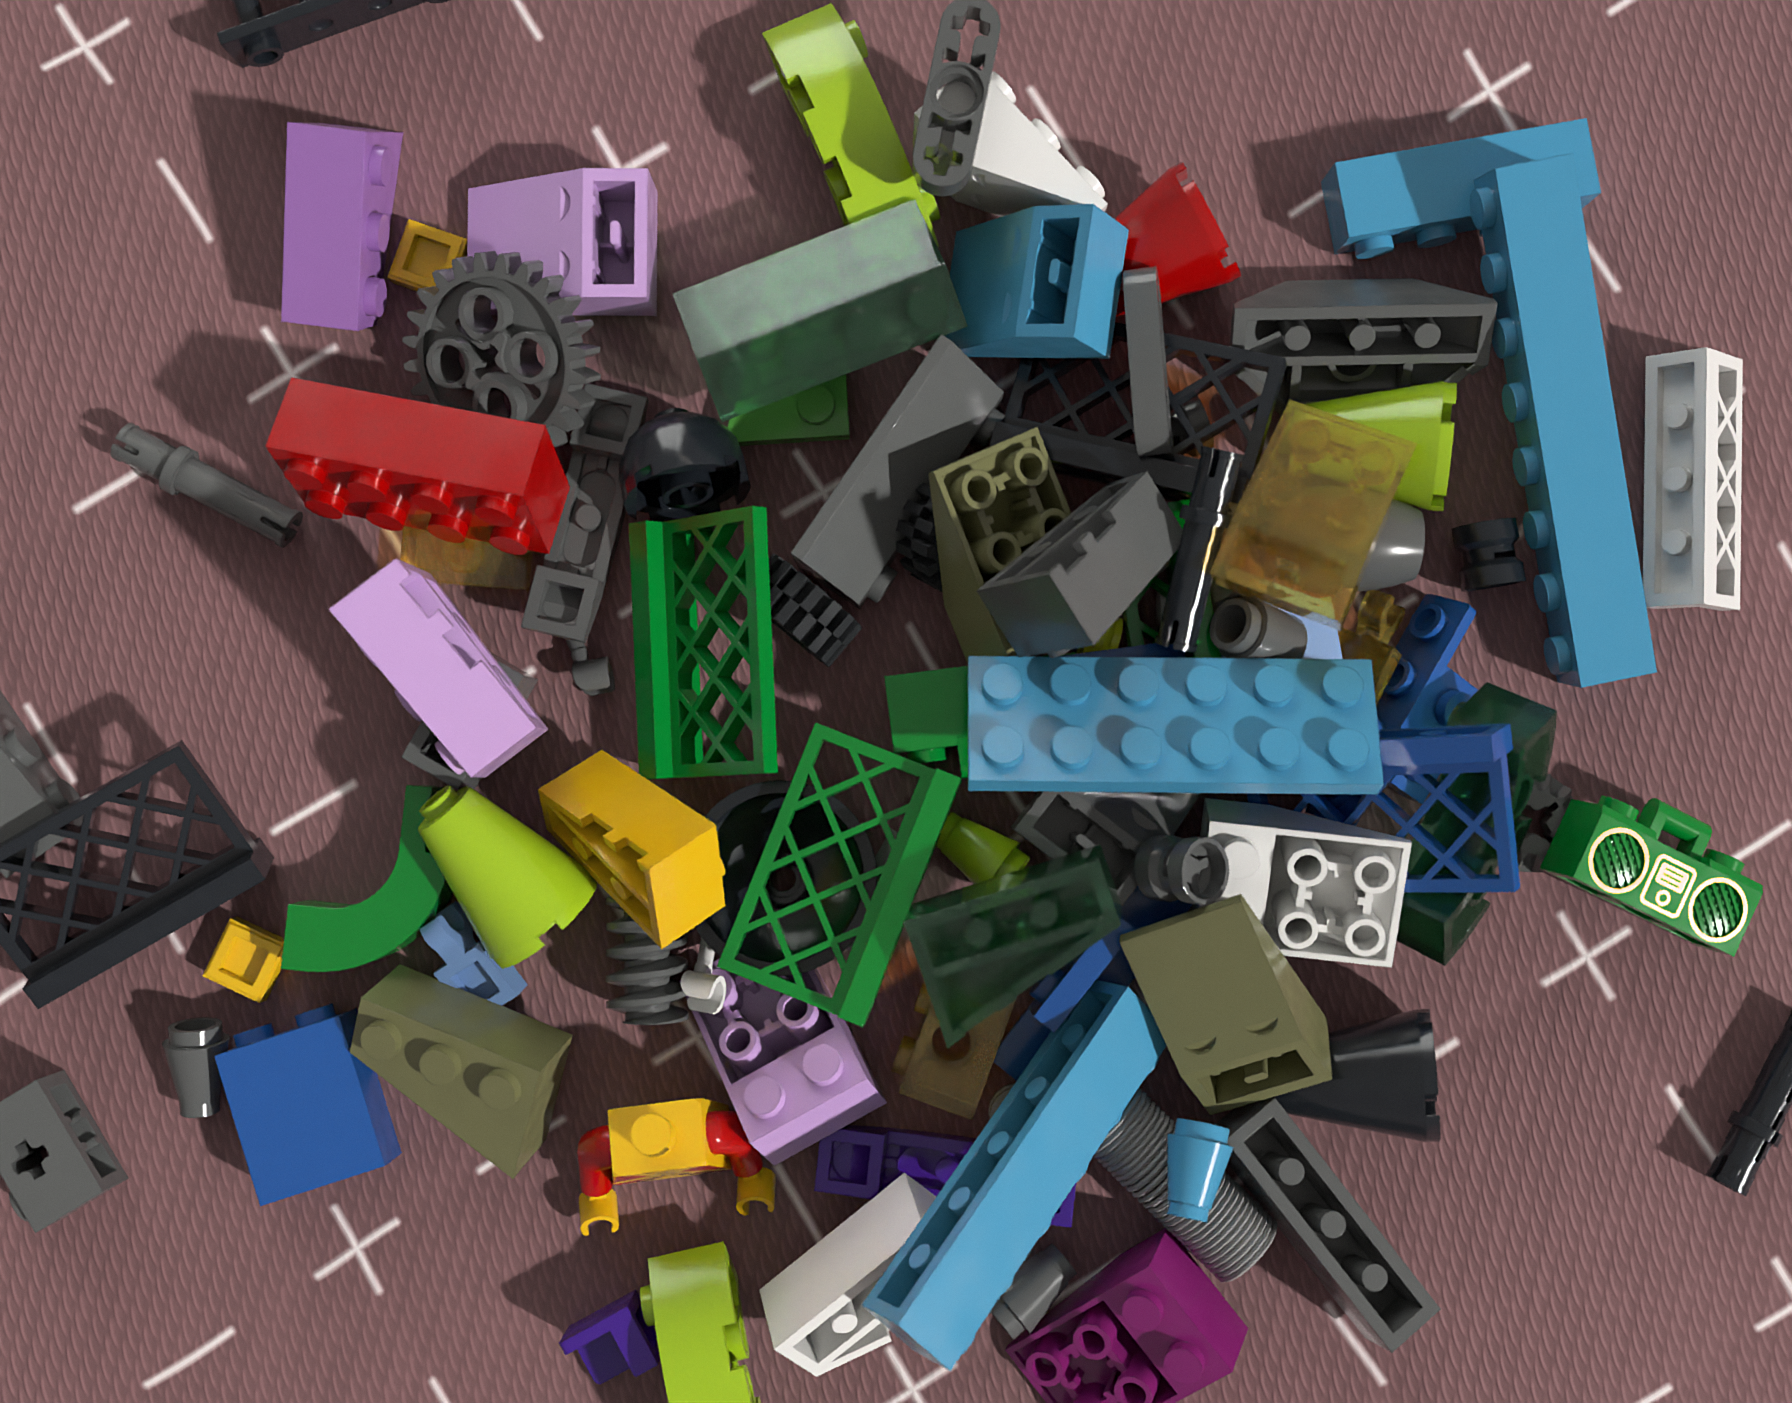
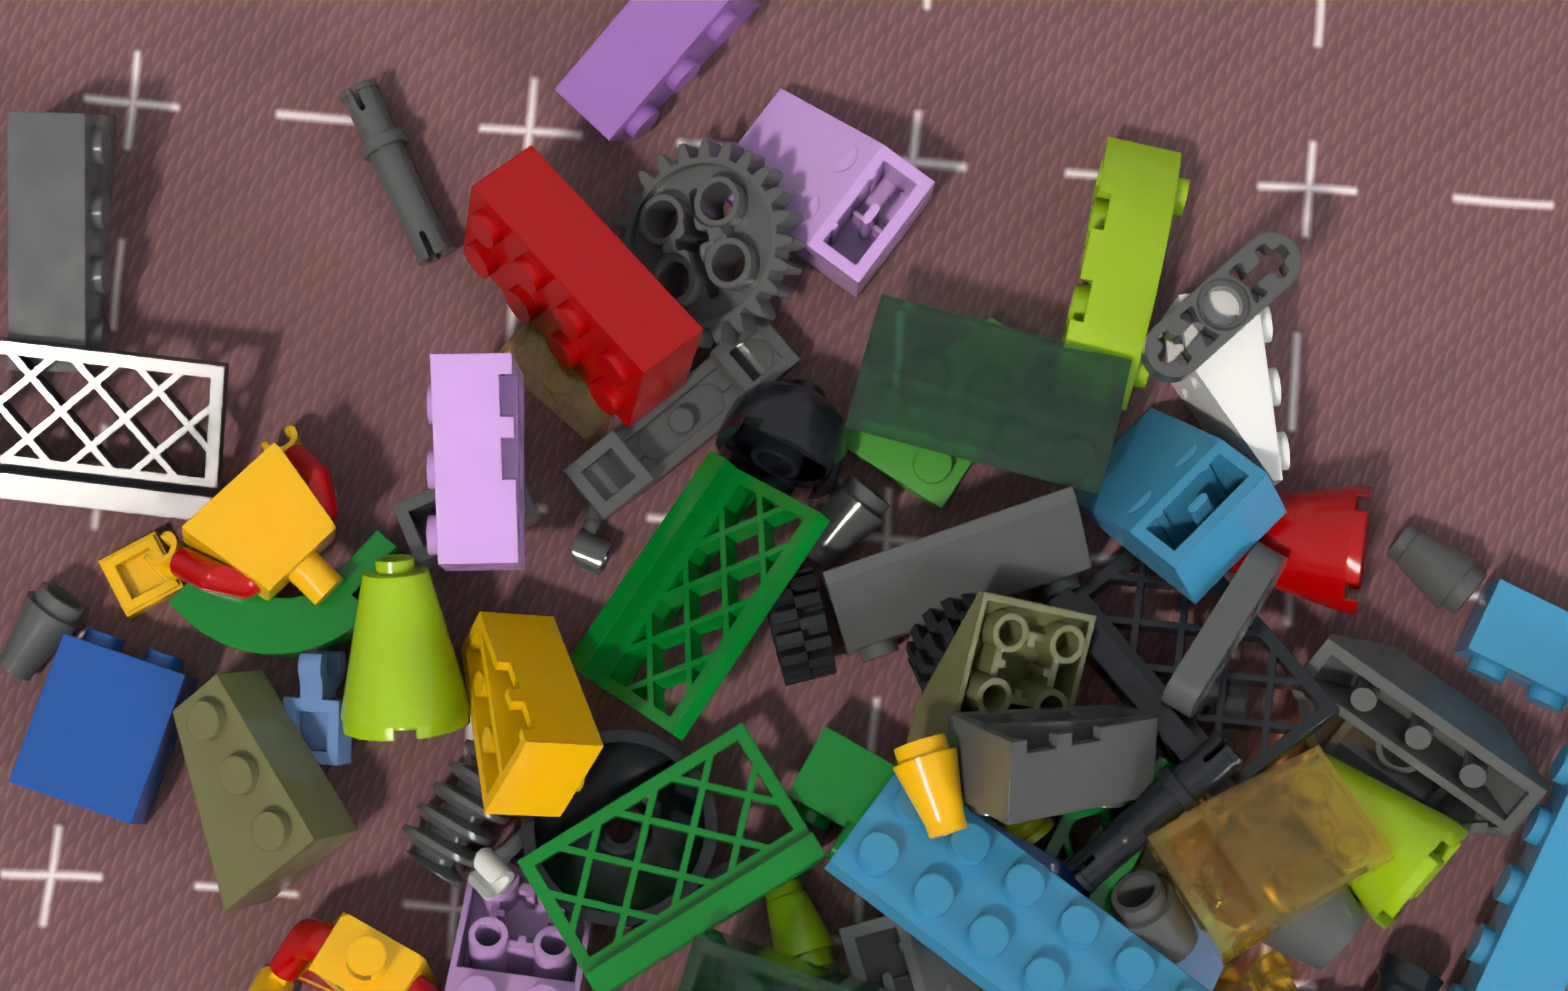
camera: 35 degrees right, 5 degrees down
(310, 855) = (261, 530): none -> yellow torso
(423, 252) = (708, 116): yellow tile -> none
(784, 492) = (853, 515): none -> dark grey cone
(1006, 657) = (933, 784): none -> yellow cone
(1277, 194) = (1437, 568): none -> dark grey cone

